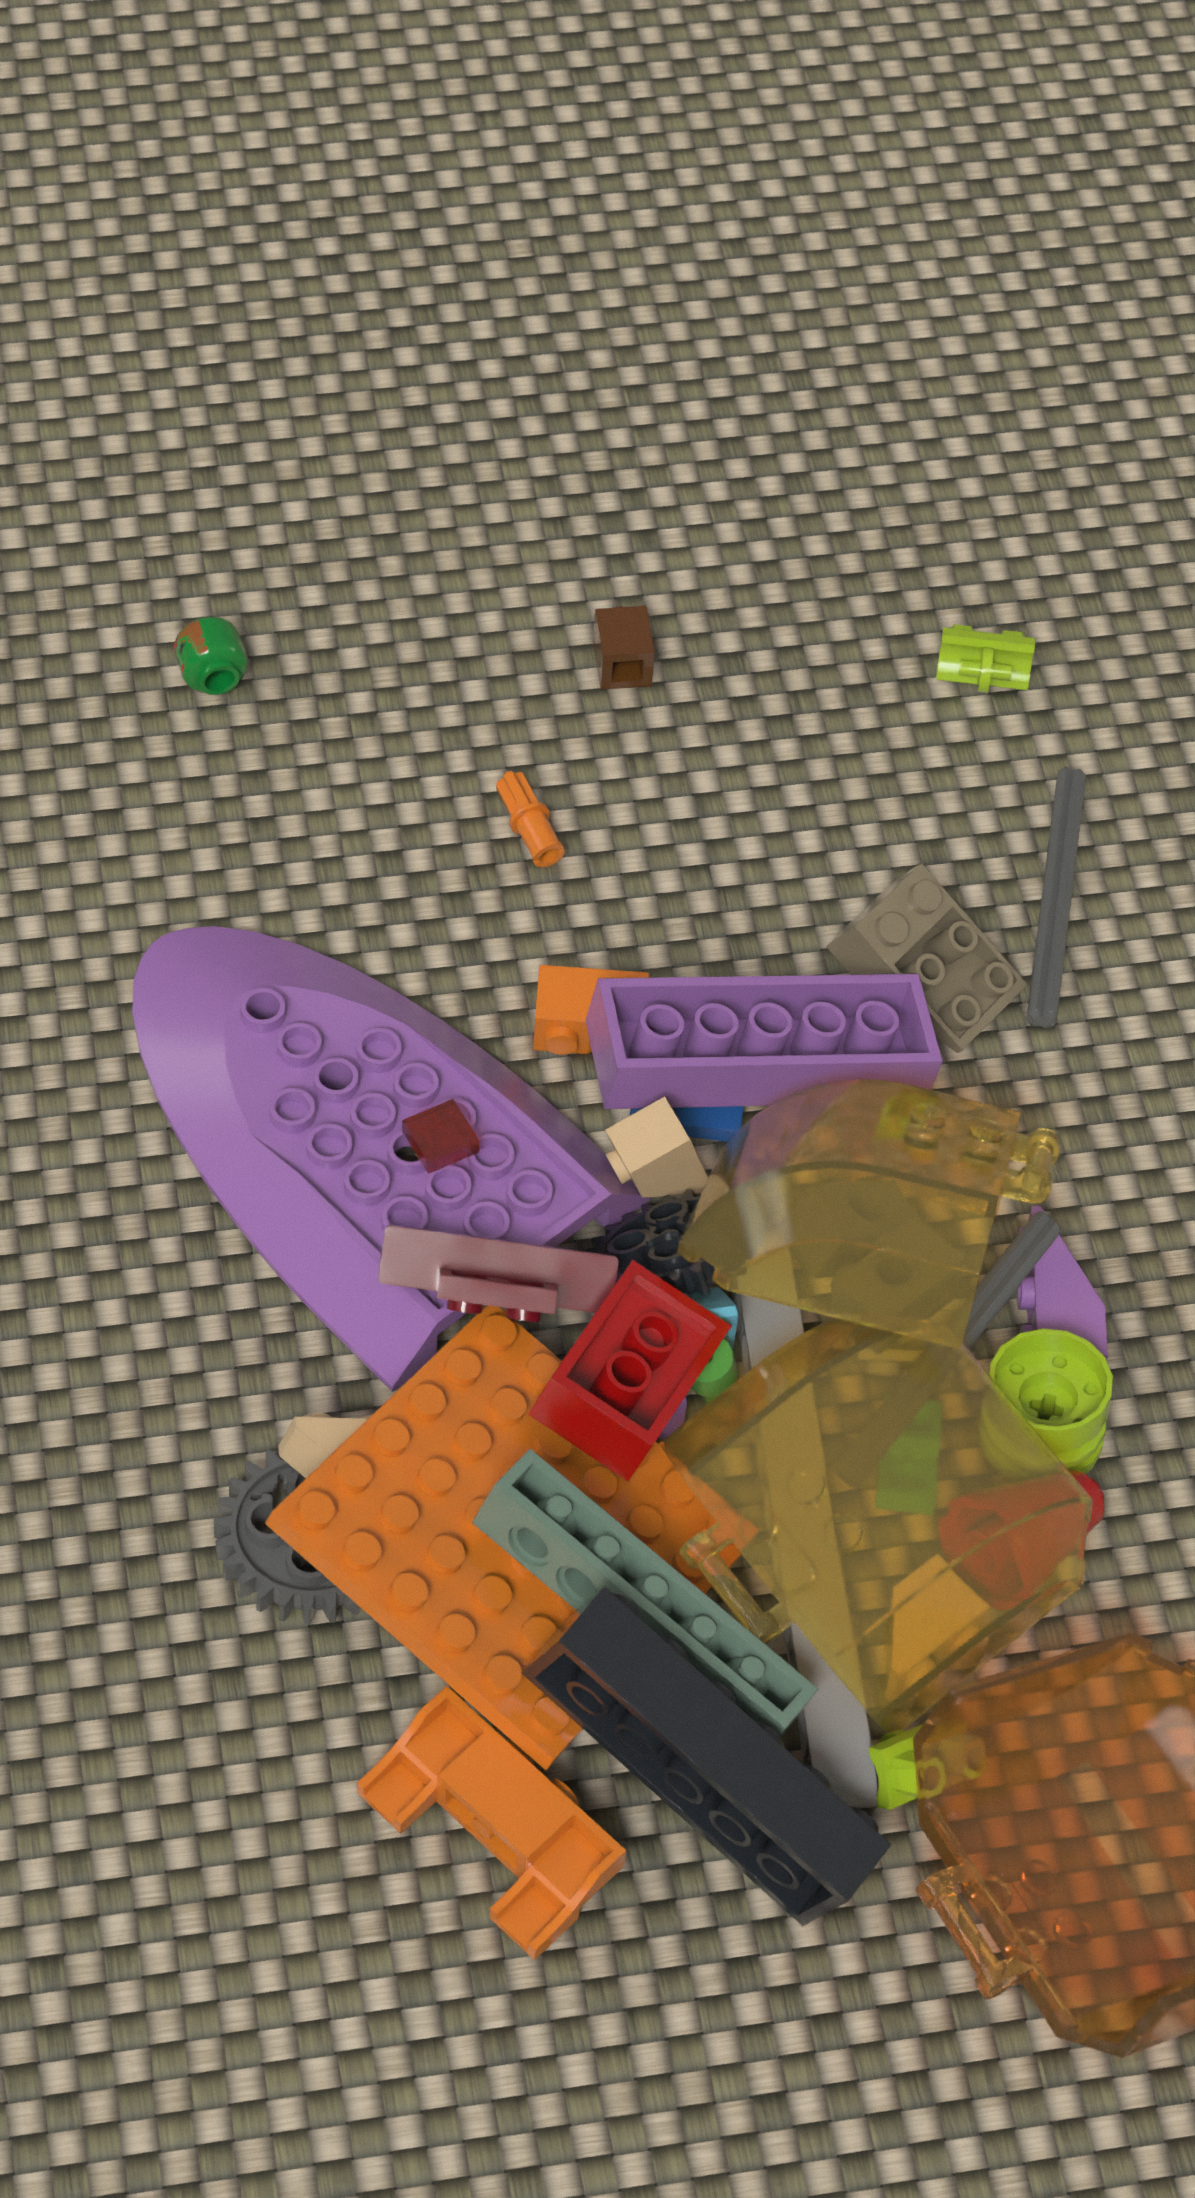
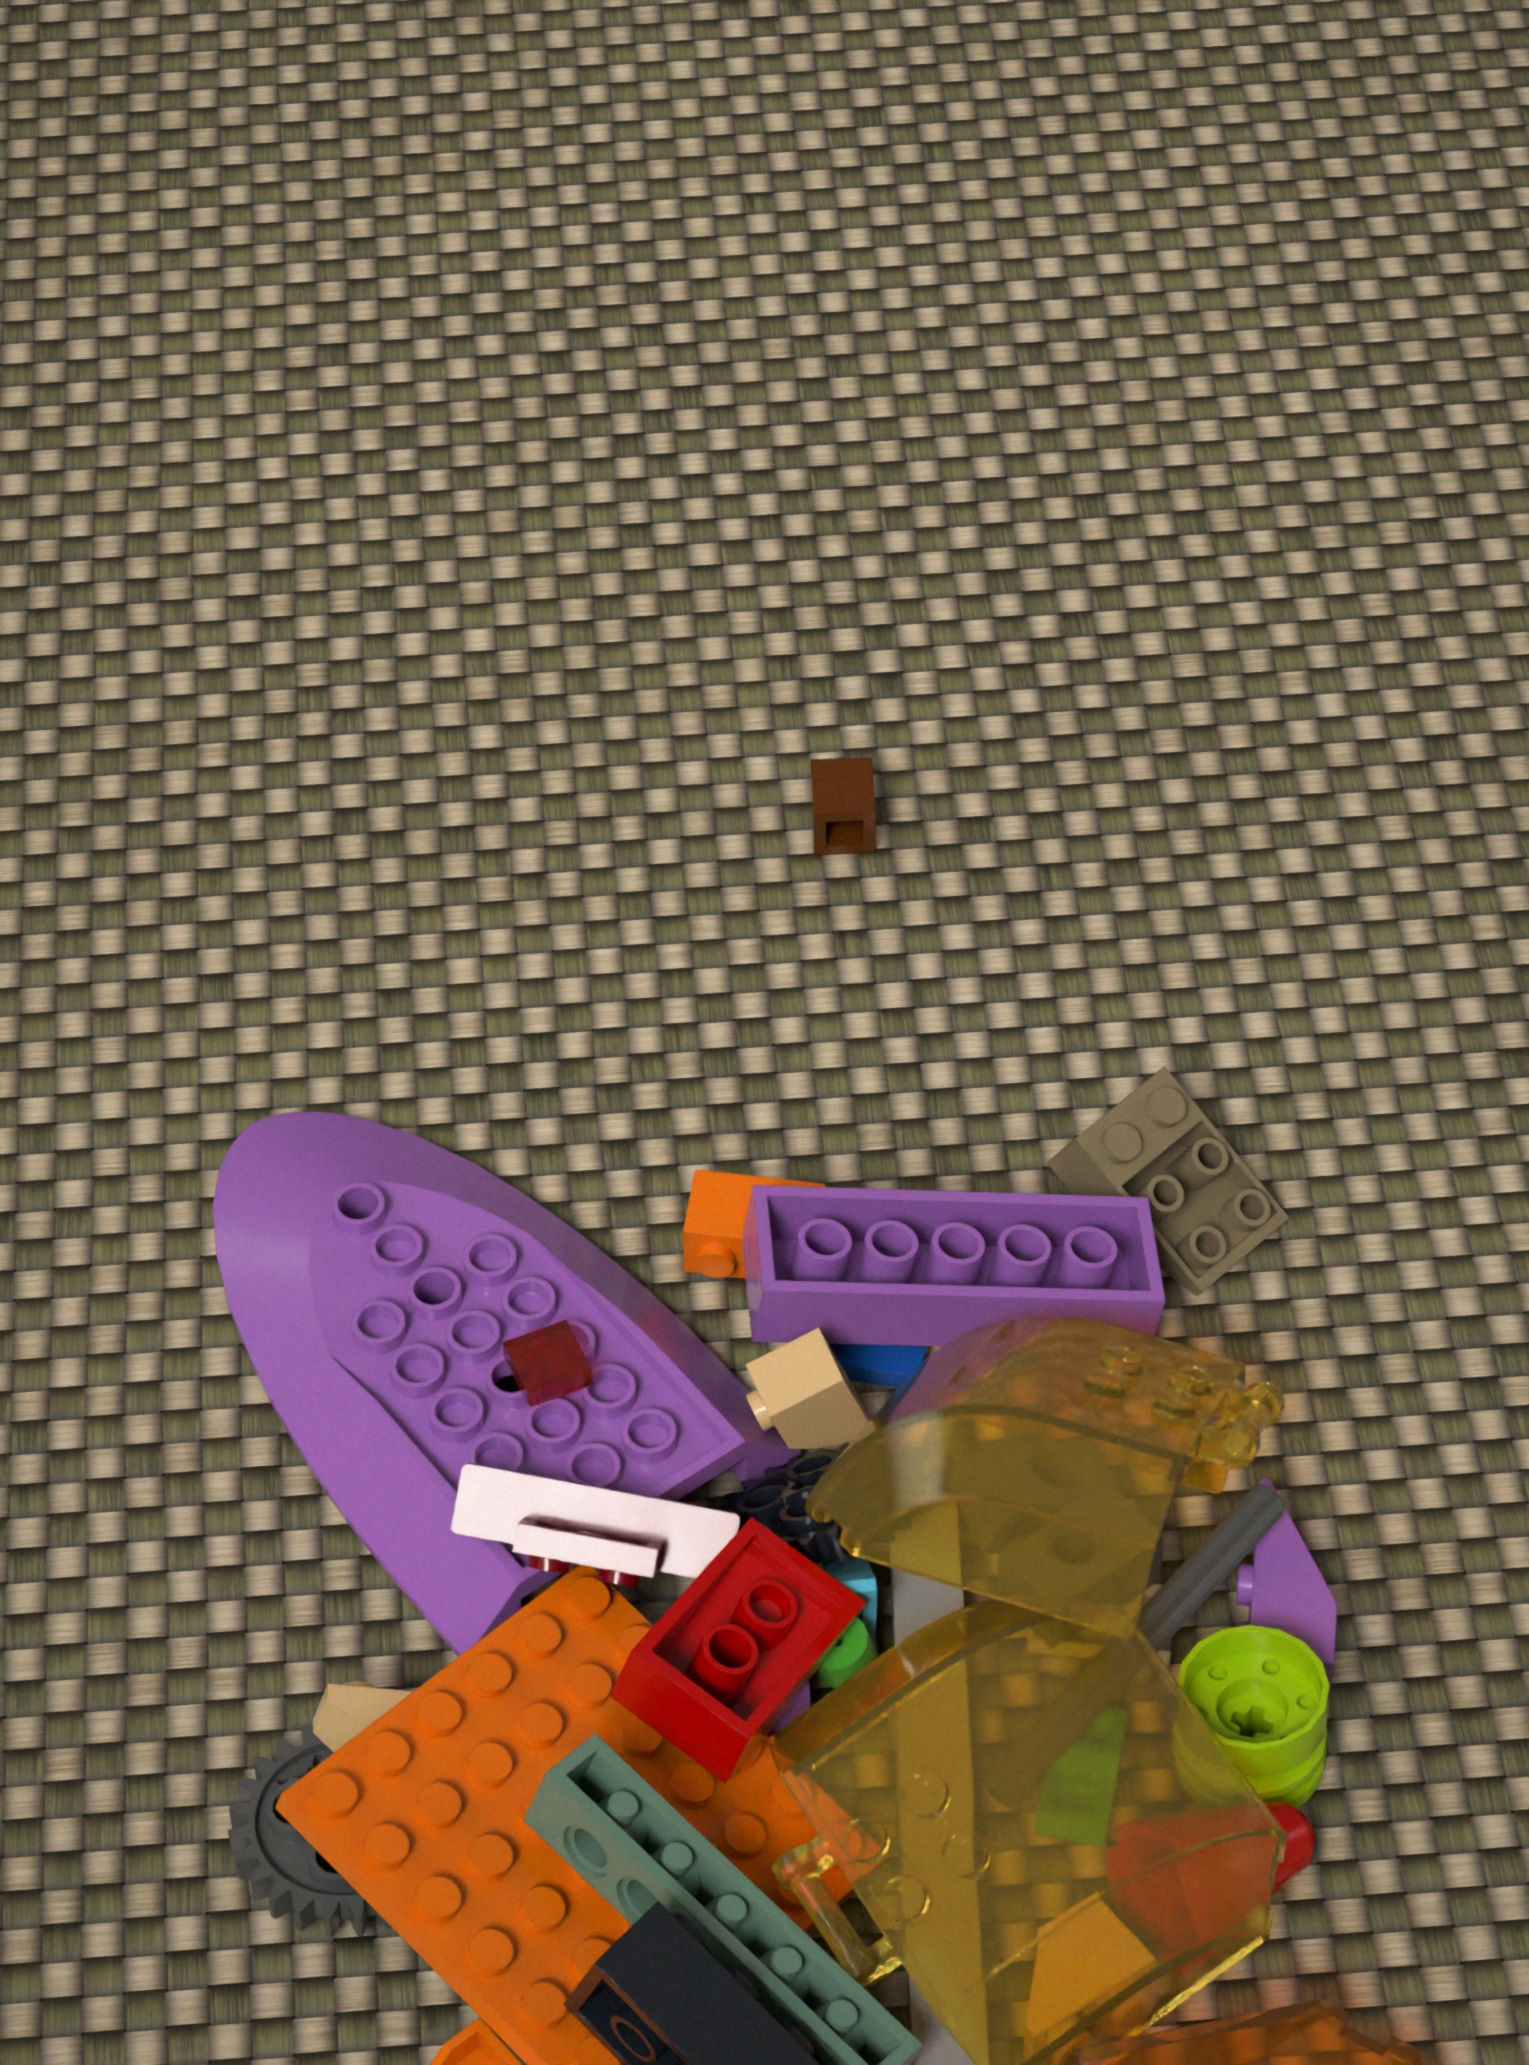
camera: 10 degrees right, 5 degrees down
(210, 655) = (355, 800): green head -> none
(530, 819) = (709, 1002): orange axle -> none
(985, 658) = (1277, 832): lime hips -> none
(1056, 898) = (1334, 1118): dark grey axle -> none

